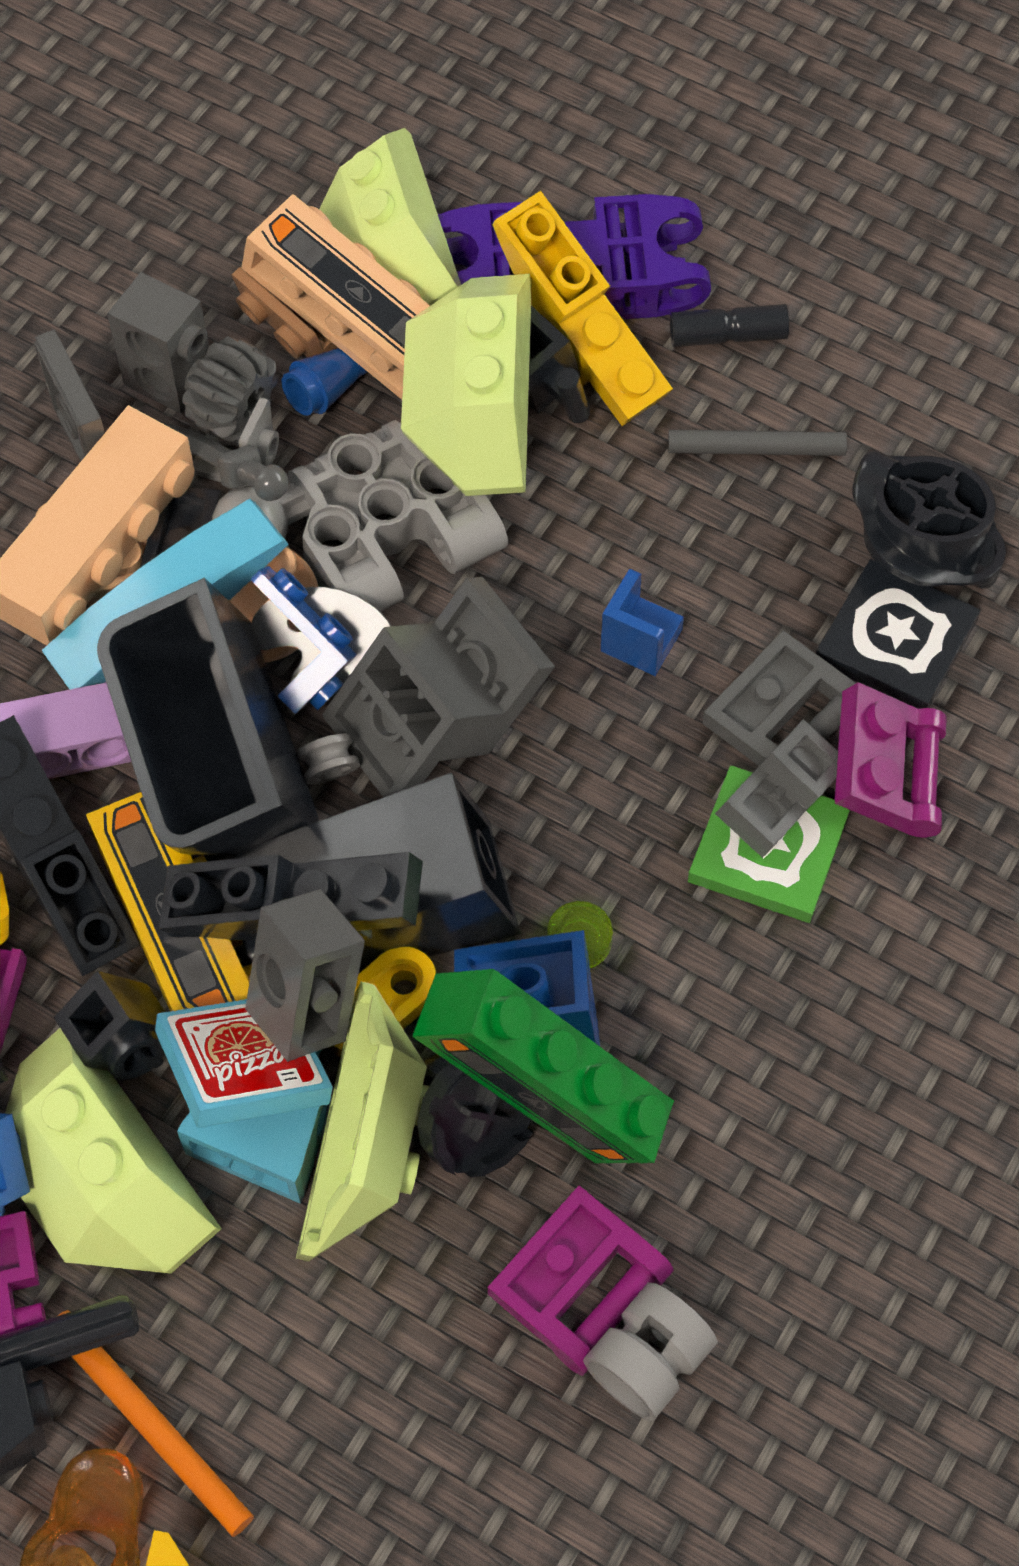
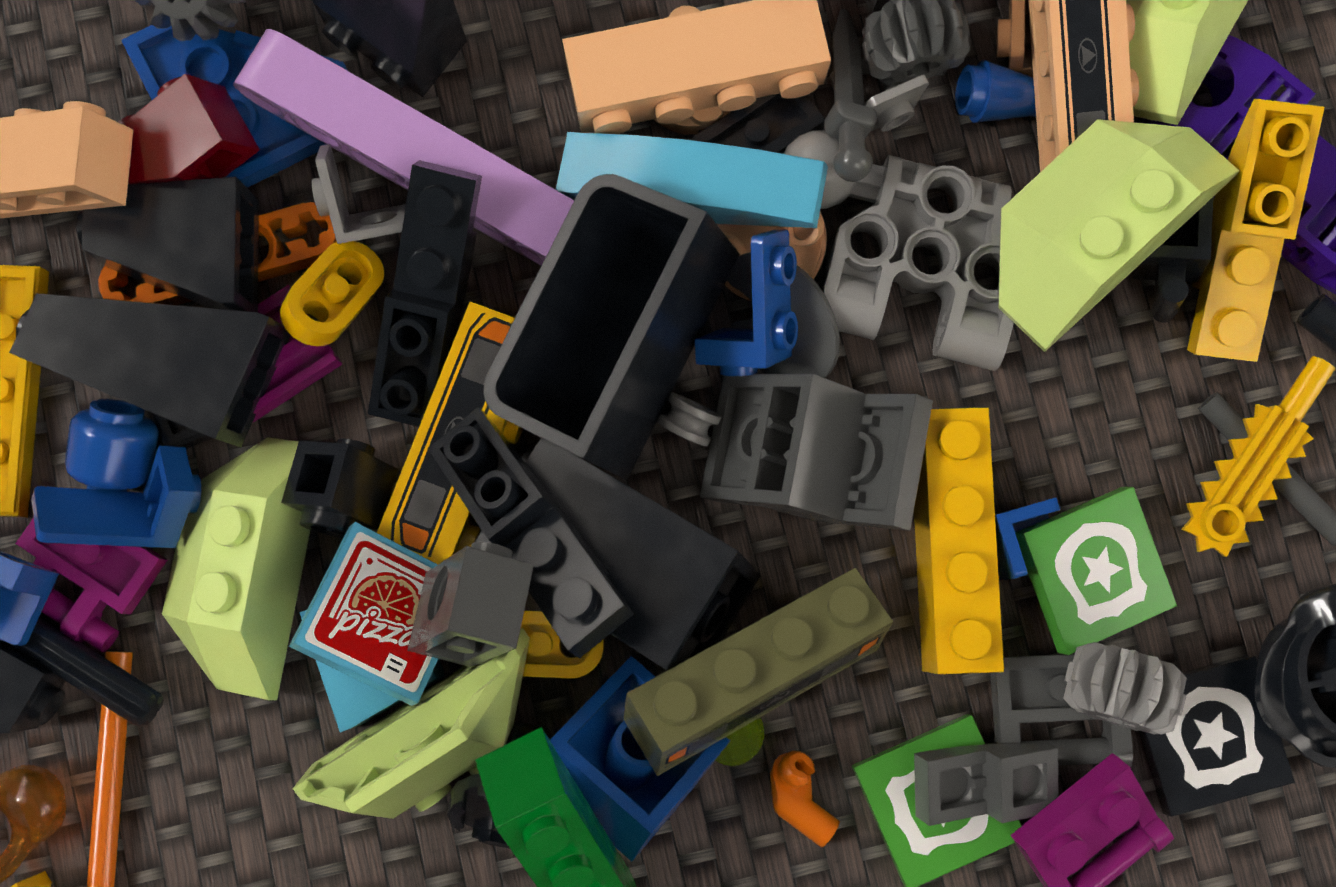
camera: 40 degrees right, 20 degrees up
(548, 857) = (755, 670): none -> olive brick
(608, 670) = (958, 546): none -> yellow brick
(668, 934) = (793, 797): none -> orange arm
(710, 600) = (1095, 570): none -> bright green tile
(739, 442) = (1259, 459): none -> yellow piece
(800, 634) = (1125, 688): none -> light grey gear

